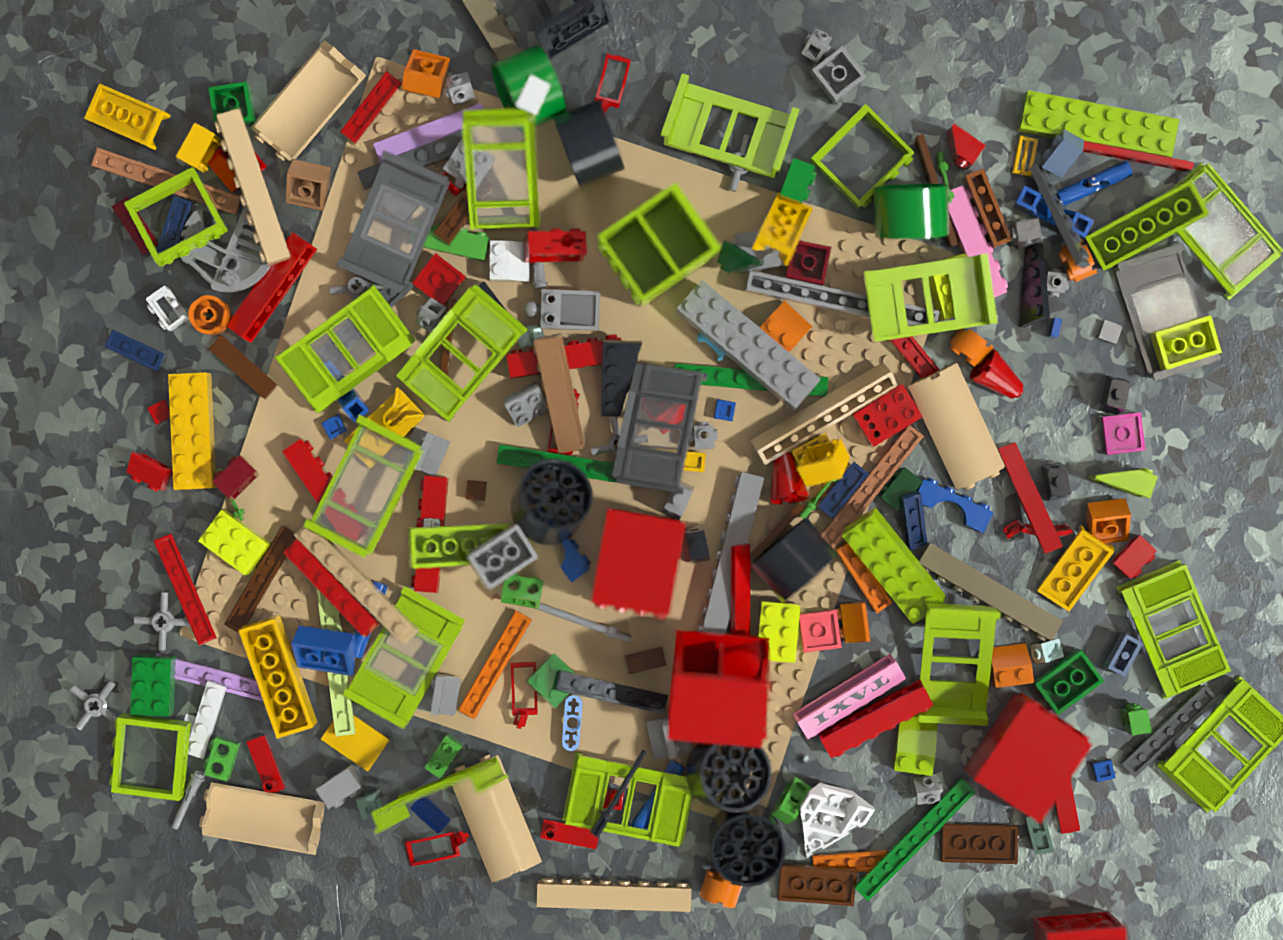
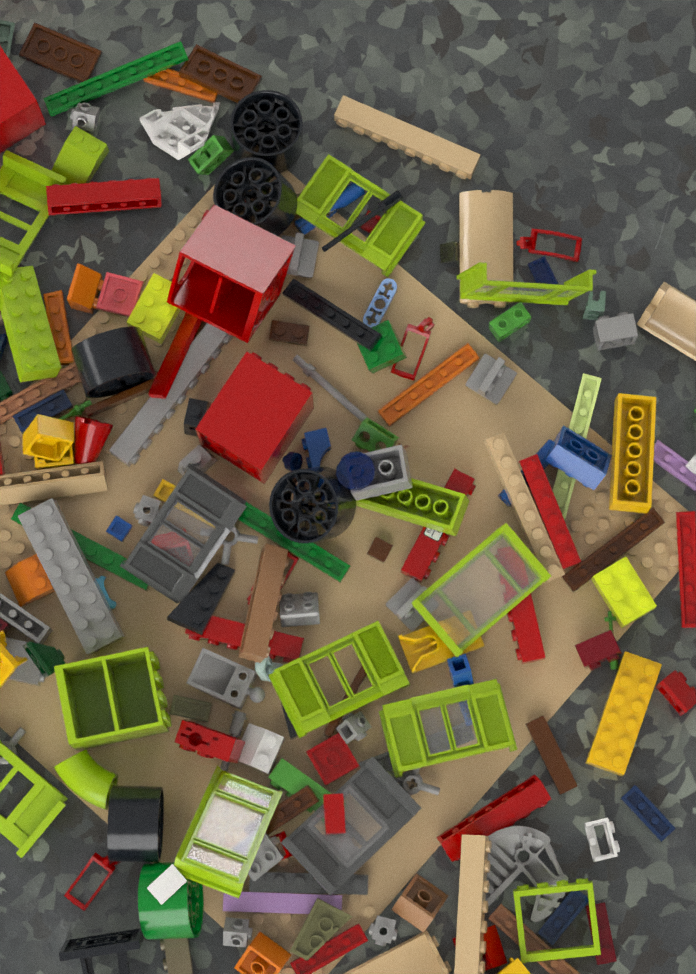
camera: 155 degrees left, 10 degrees down
(160, 412) = (647, 745): red tile -> none
(209, 304) = (573, 813): orange brick -> none
(266, 764) = (677, 380): red piece -> none
(332, 152) = (389, 925): none -> light grey brick
(334, 426) = (488, 663): blue tile -> none
(360, 747) = (584, 359): yellow tile -> none
(387, 125) = (318, 928): none -> olive wing
(399, 673) = (522, 407): lime piece -> none
(413, 227) = (334, 814): none -> red tile
(522, 547) = (355, 471): none -> clear blue tile
(568, 834) = (432, 213): red piece -> none
(587, 272) = (190, 708): none -> olive tile
(590, 538) = (292, 461): none -> dark blue tile
(652, 167) = (87, 778): none -> lime brick
(719, 890) = (311, 104): orange brick -> none
(849, 696) = (118, 226): bright pink brick -> none

